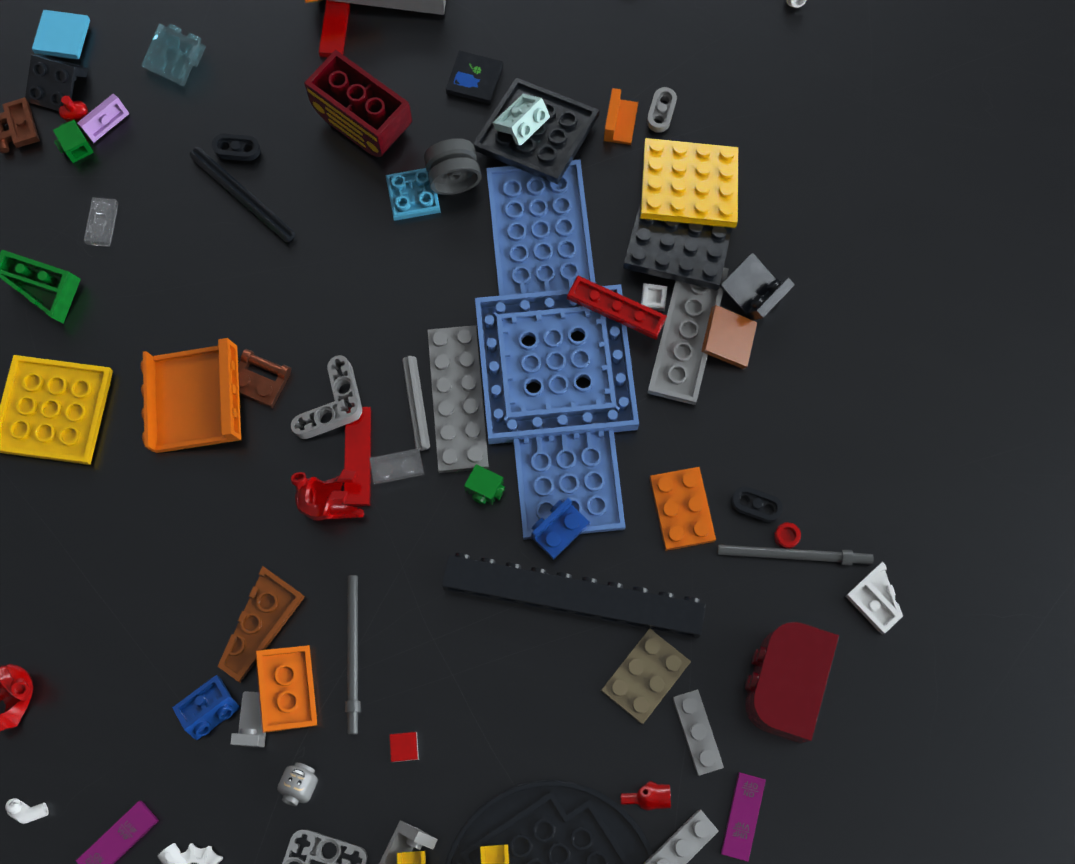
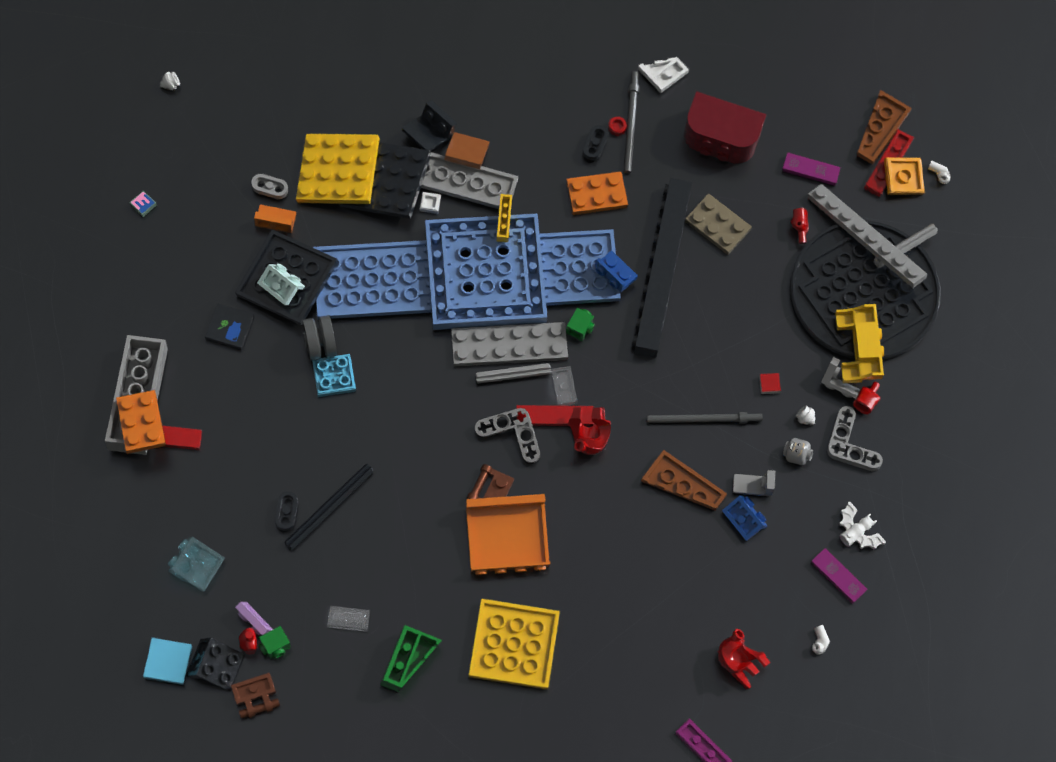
camera: 95 degrees left, 5 degrees down
(286, 688) = (731, 460): orange plate -> none
(353, 797) = (806, 415): none -> white plate
(358, 104) = (265, 403): dark red brick -> none
(616, 307) = (445, 223): red tile -> none
(626, 379) = (504, 218): none -> yellow piece
(697, 732) = (756, 193): light grey plate -> none

